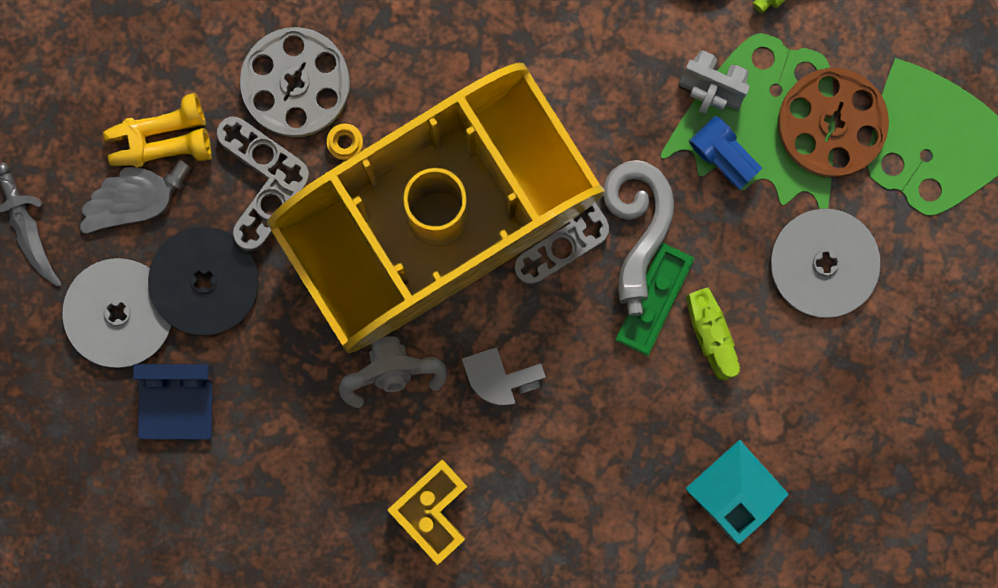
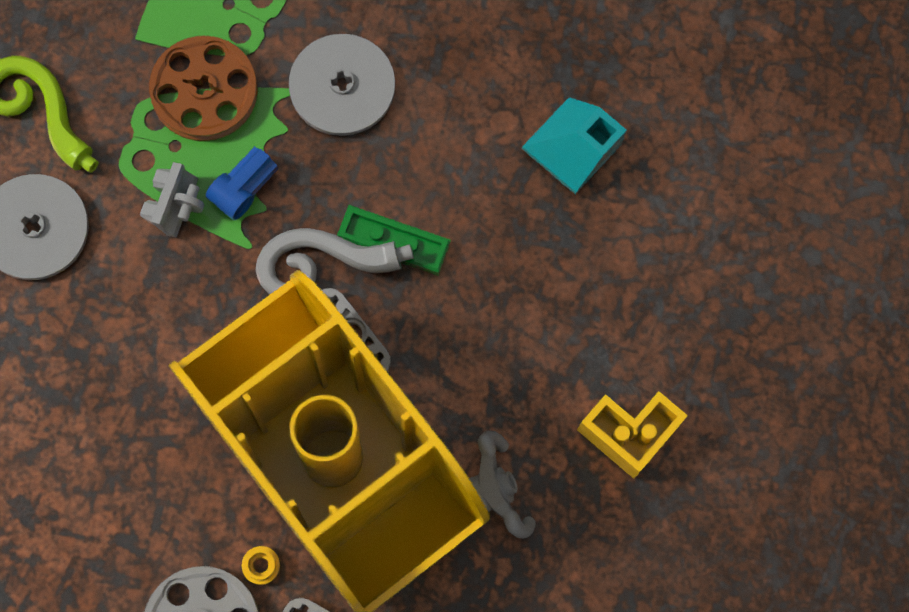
camera: 95 degrees left, 10 degrees down
(491, 382) = (493, 387): light grey brick -> none
(713, 334) = (423, 179): lime hinge -> none

